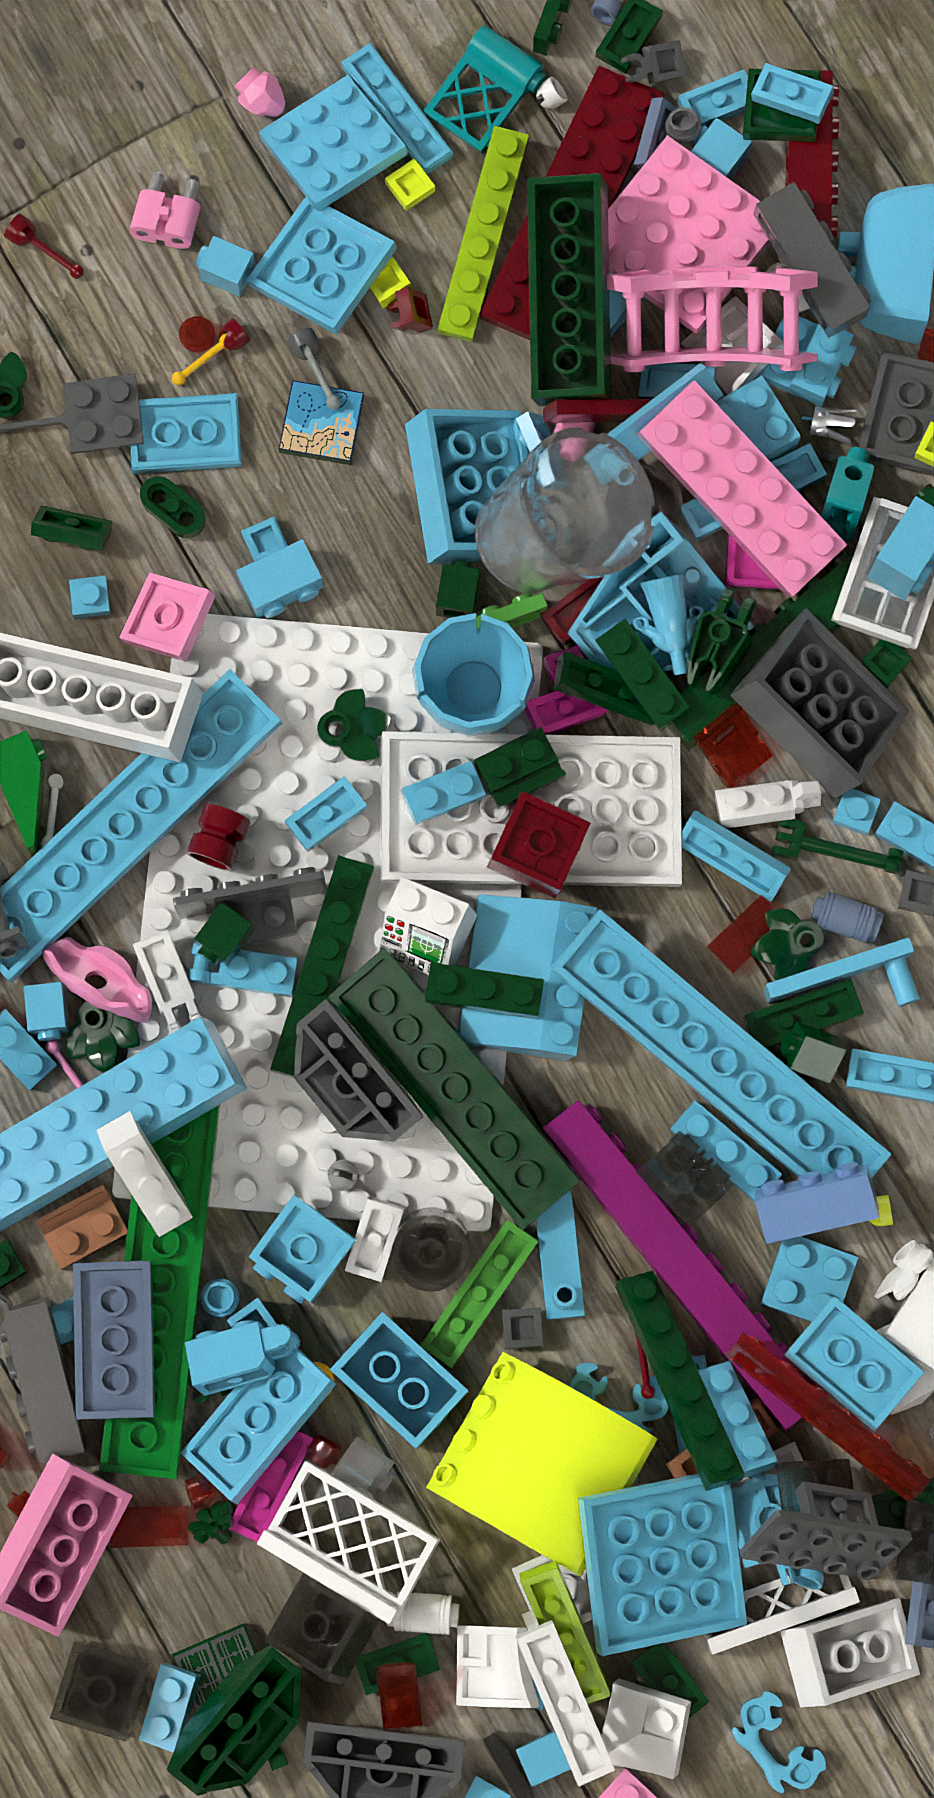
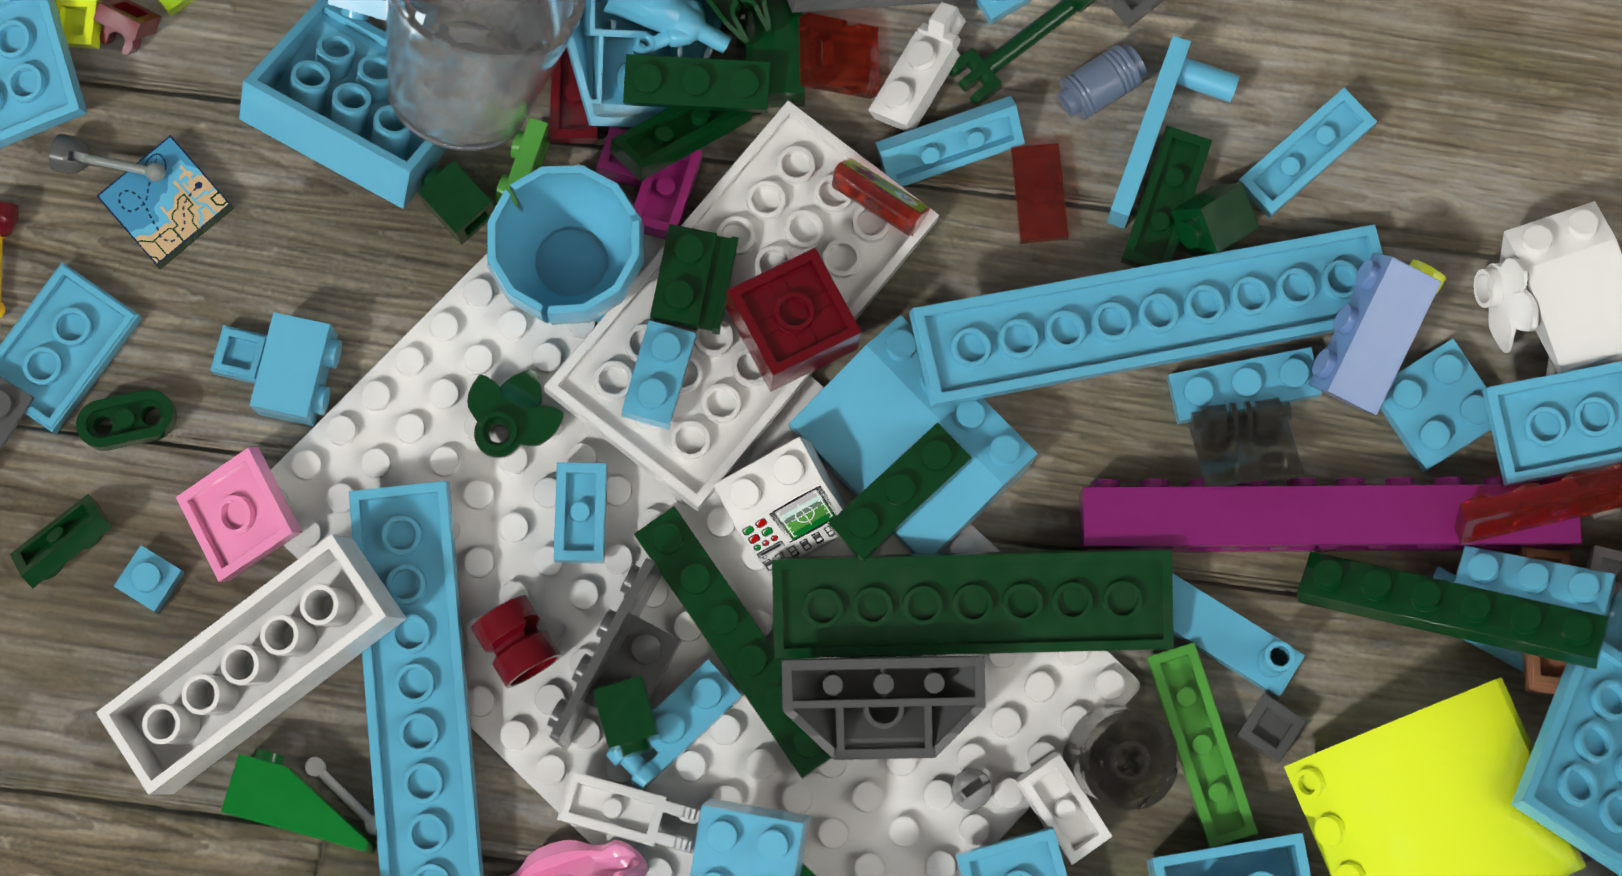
camera: 50 degrees left, 0 degrees up
(647, 1390) = (1432, 651): dark red hinge -> none
(647, 1409) = (1445, 658): medium azure helmet -> none
(663, 838) = (879, 196): none -> clear red slope
(782, 943) = (1078, 163): dark green plate -> none

